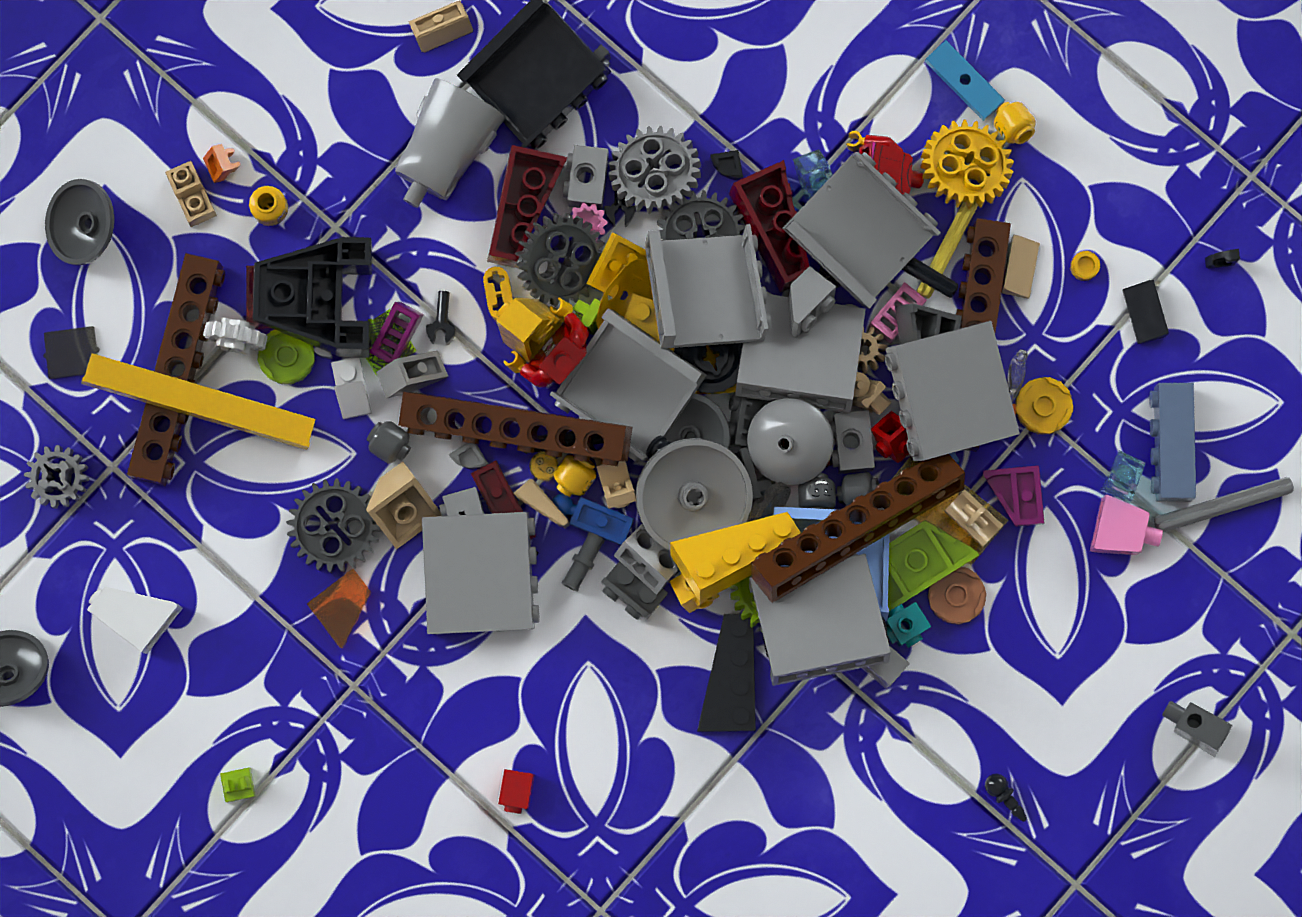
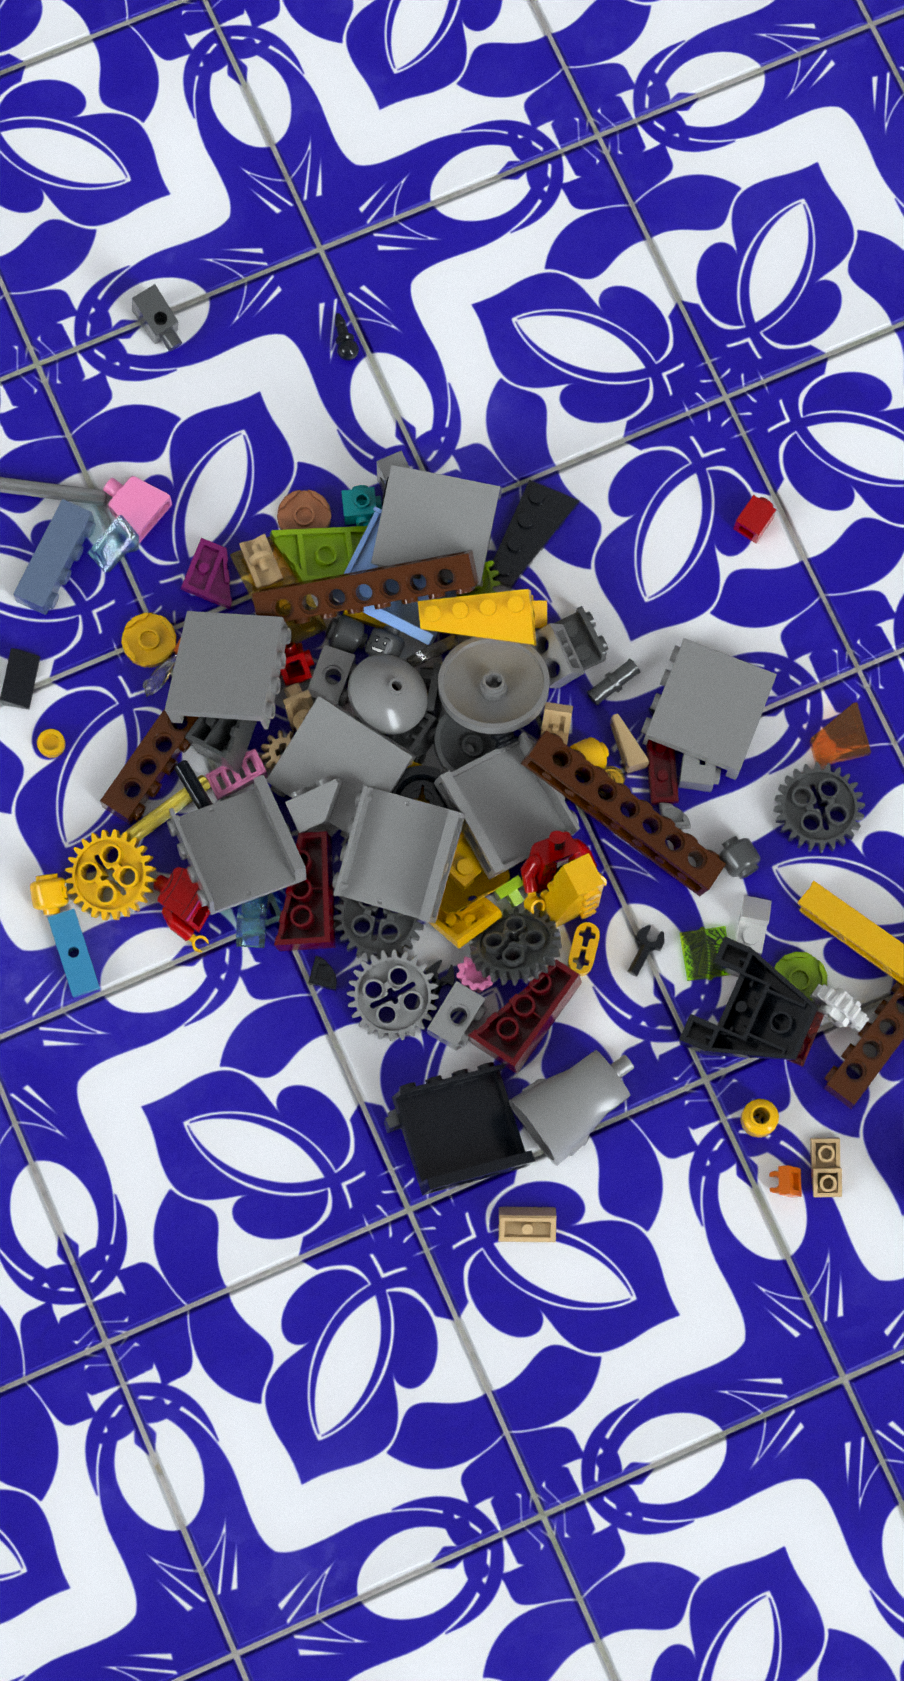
camera: 160 degrees left, 5 degrees down
(397, 308) = (676, 963): magenta slope -> none
(400, 505) = (751, 799): tan slope -> none
(411, 373) = (693, 909): light grey slope -> none
(595, 518) = (587, 714): blue plate -> none
(1020, 267) = (108, 766): tan slope -> none

